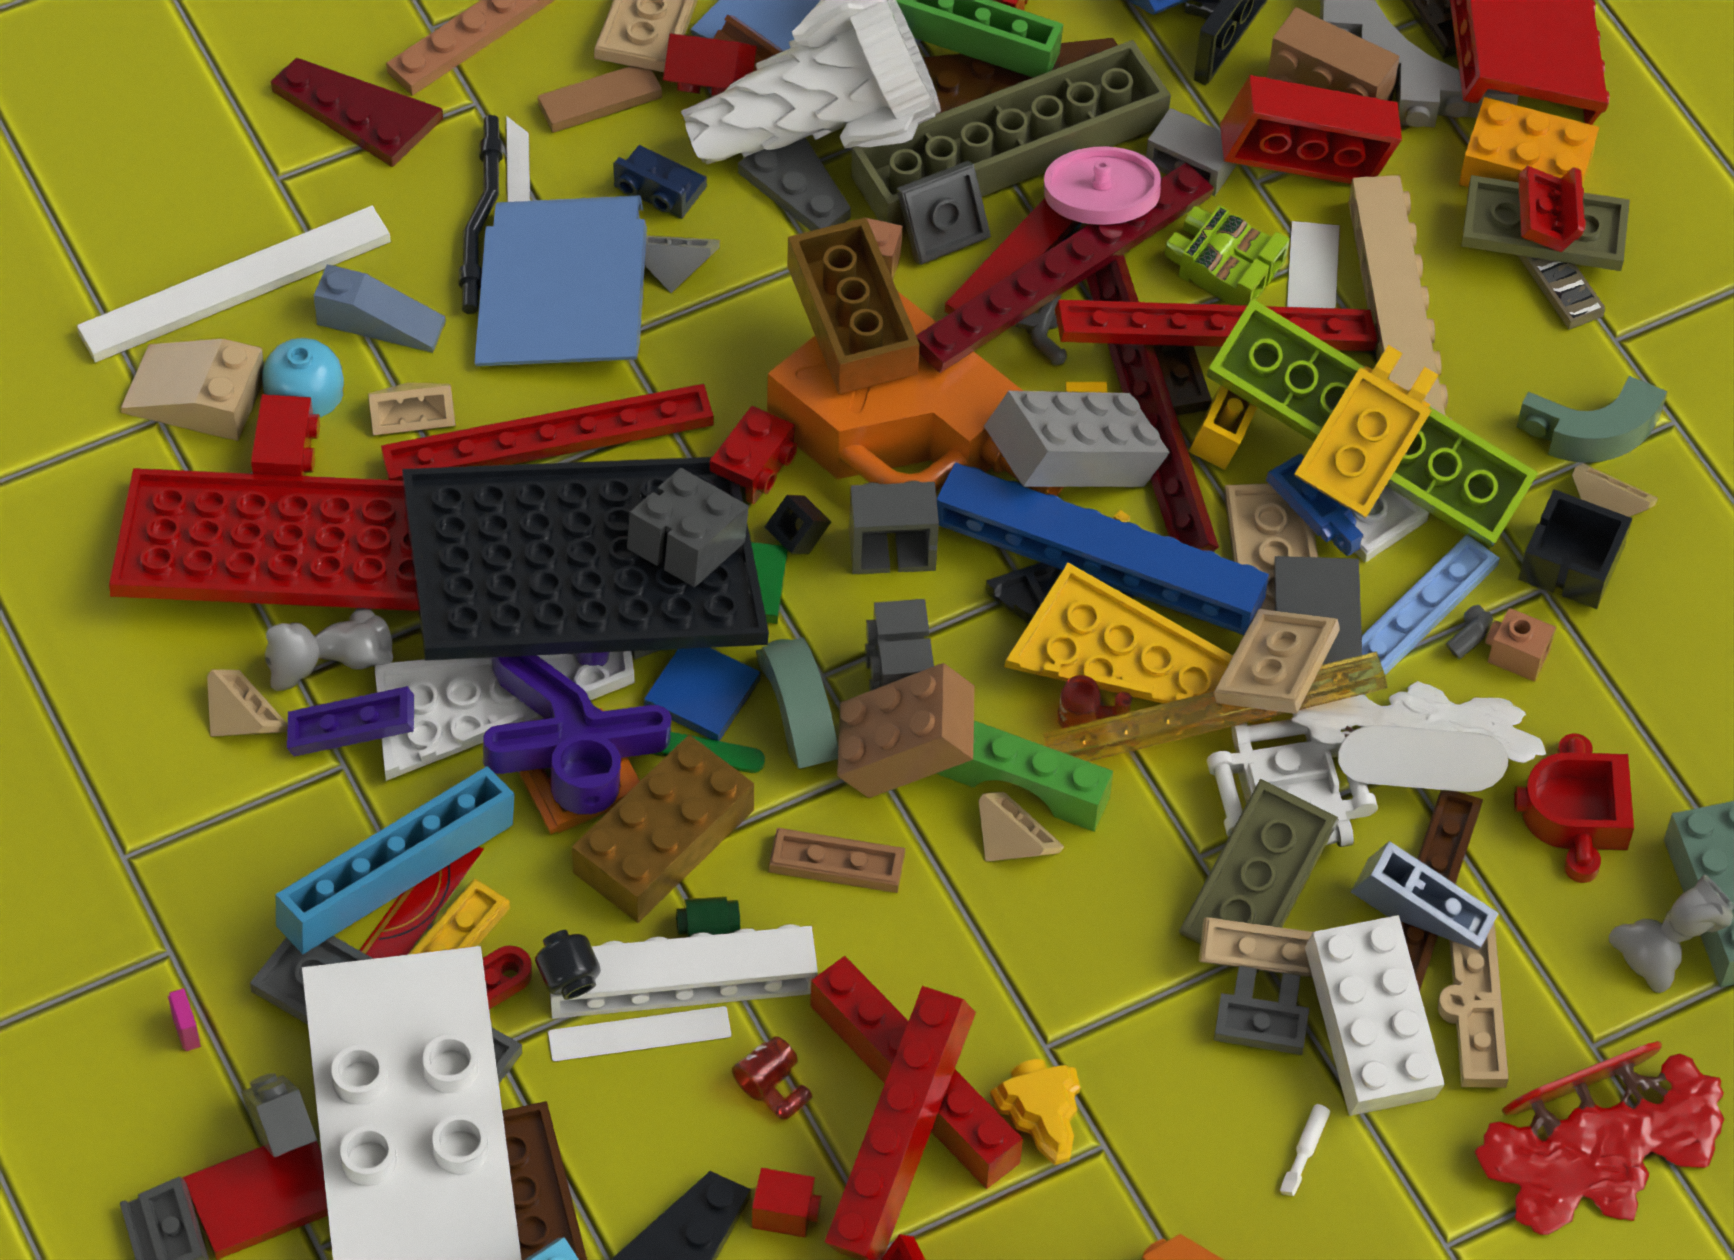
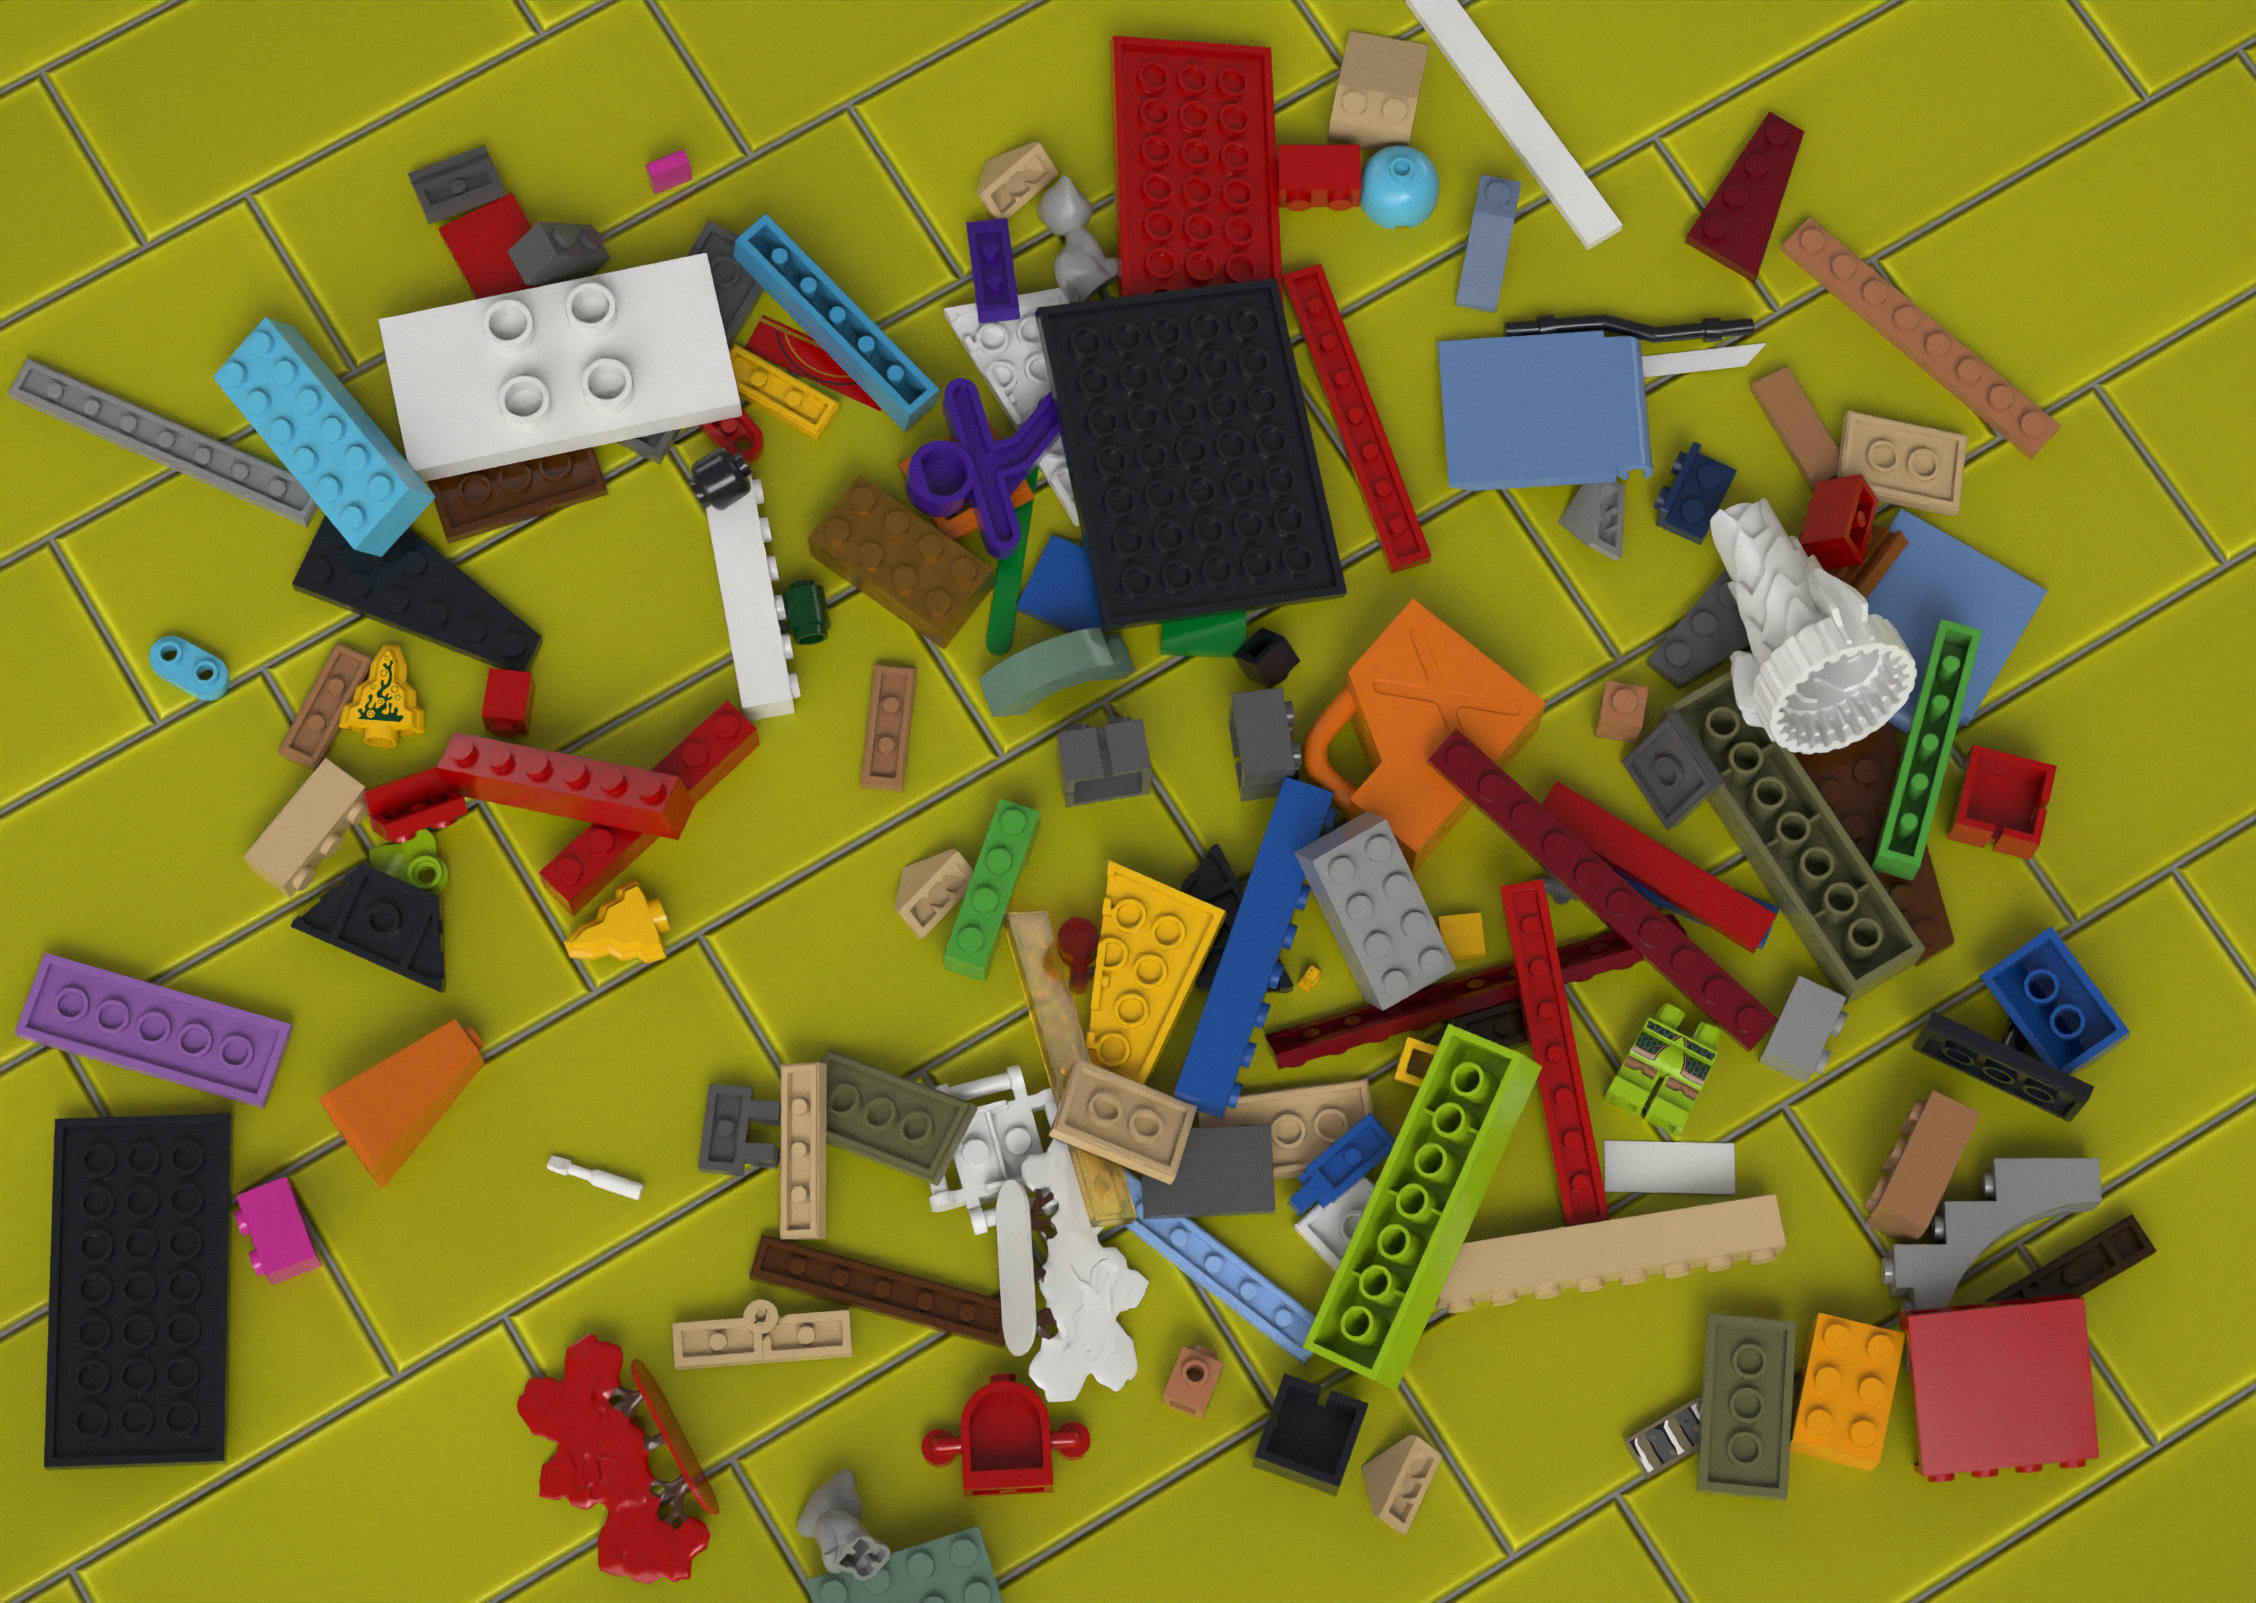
camera: 85 degrees right, 15 degrees up
(411, 408) = (1378, 287): tan slope -> none
(639, 1033) = (690, 567): white sticker -> none
(700, 524) = (1221, 541): dark grey piece -> none
(755, 452) = (1347, 609): red bracket -> none
(766, 1069) = (645, 674): clear red piece -> none
(853, 305) = (1487, 663): pearl gold brick -> none
(906, 730) = (1009, 766): medium nougat brick -> none
(1102, 185) = (1716, 924): bright pink piece -> none
(1309, 130) = (1820, 1140): red brick -> none
(1367, 435) = (1392, 1195): yellow tile -> none
(1374, 1015) = (726, 1229): white brick -> none
(1422, 897) = (863, 1278): sand blue slope -> none
(1477, 627) = (1206, 1336): dark grey arm -> none
(1551, 207) = (1747, 1401): red bracket -> none
(1596, 433) = (1483, 1488): sand green arch -> none

